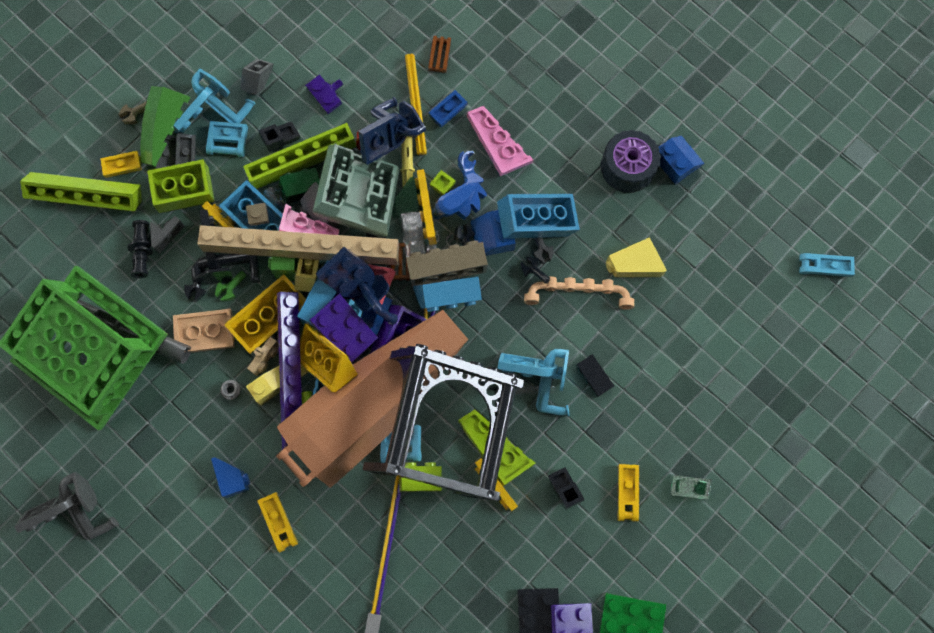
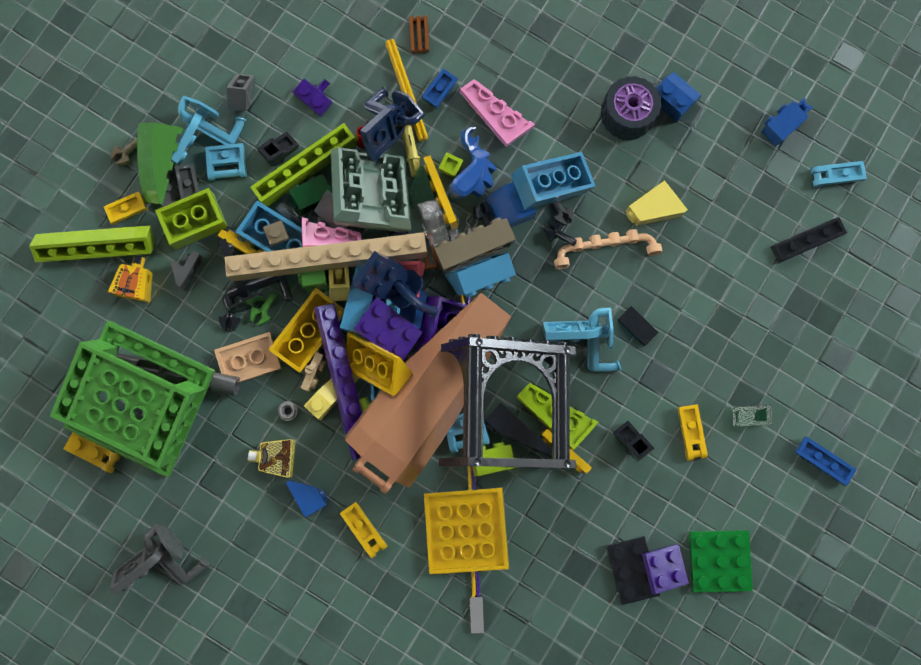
camera: 15 degrees left, 5 degrees up
(31, 391) = (92, 452): none -> yellow plate
(111, 234) = (132, 281): none -> torso
(140, 249) = (165, 290): black piece -> none
(207, 432) = (275, 457): none -> torso
(379, 544) = (466, 531): none -> yellow plate
(445, 449) = (509, 426): none -> black slope
(759, 549) = (825, 461): none -> blue plate
(784, 203) = (786, 121): none -> blue brick
(785, 324) = (808, 240): none -> black tile

